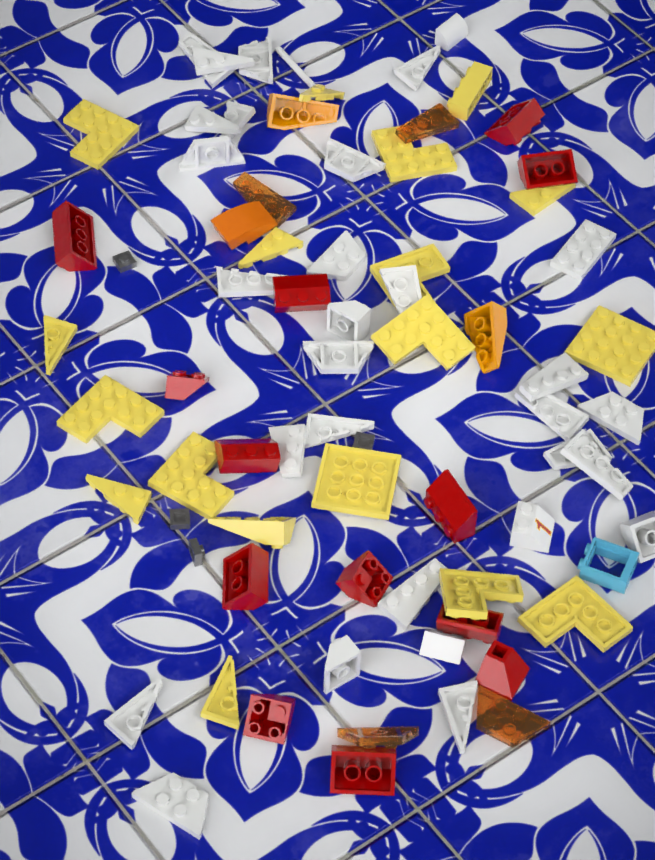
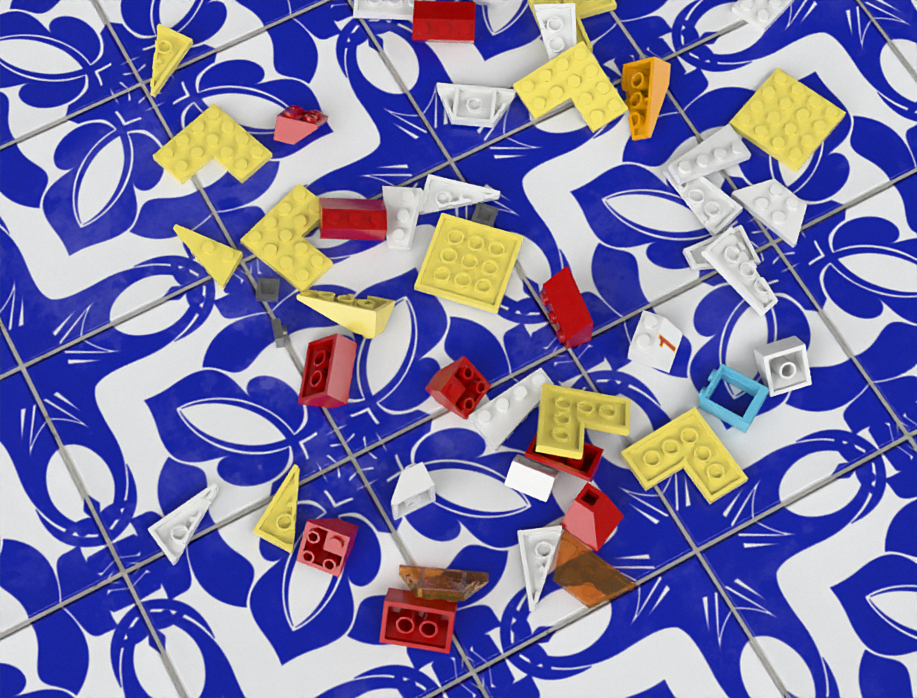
camera: 10 degrees right, 15 degrees up
(175, 801) = (211, 633): white wing -> none
(348, 320) = (491, 63): white slope -> none

